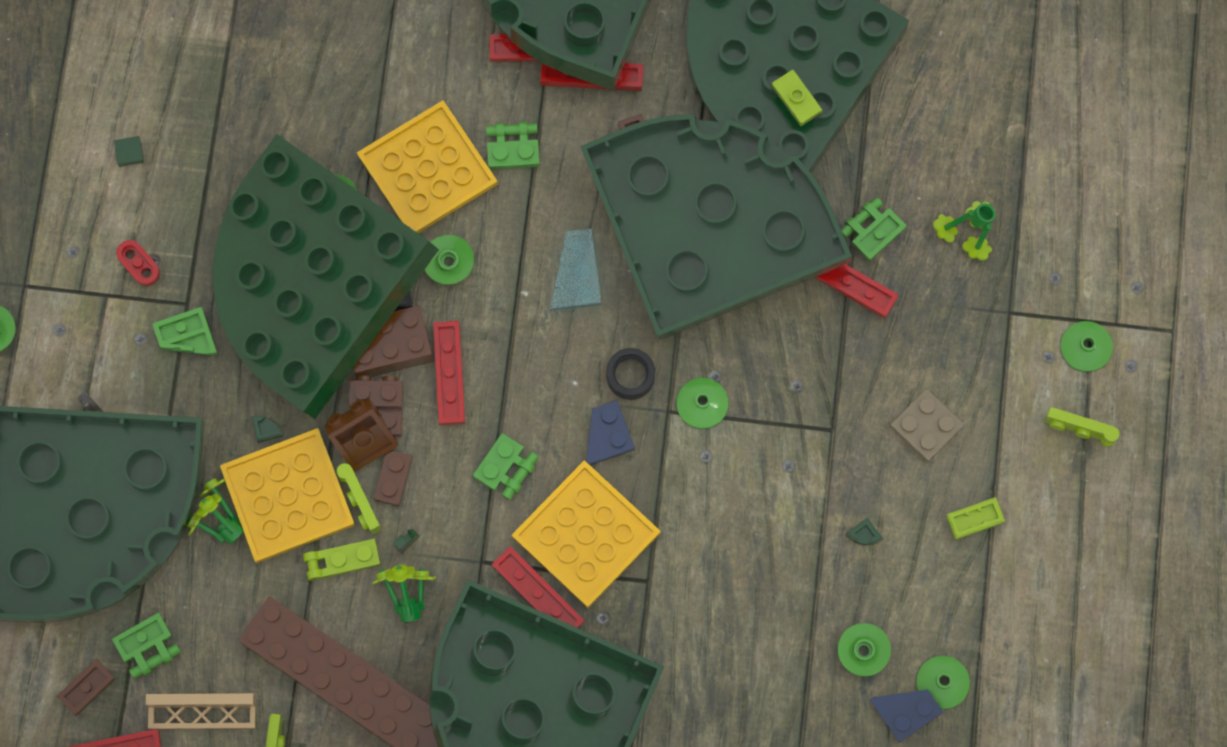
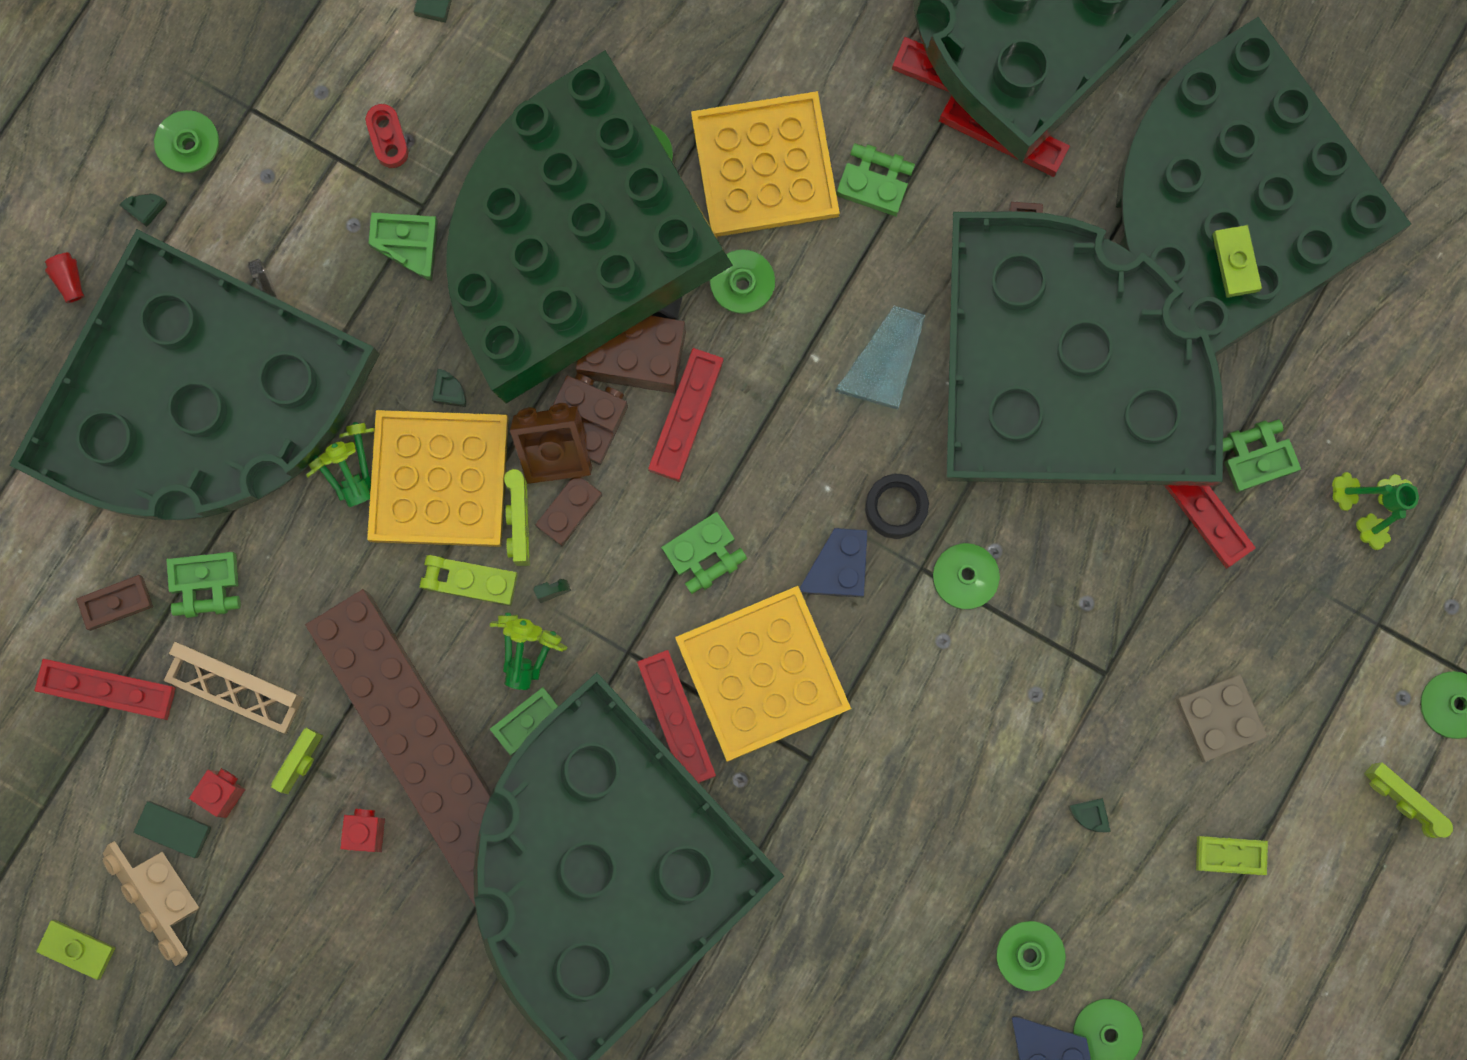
camera: 25 degrees right, 5 degrees up
(426, 644) = (520, 723): none -> bright green plate

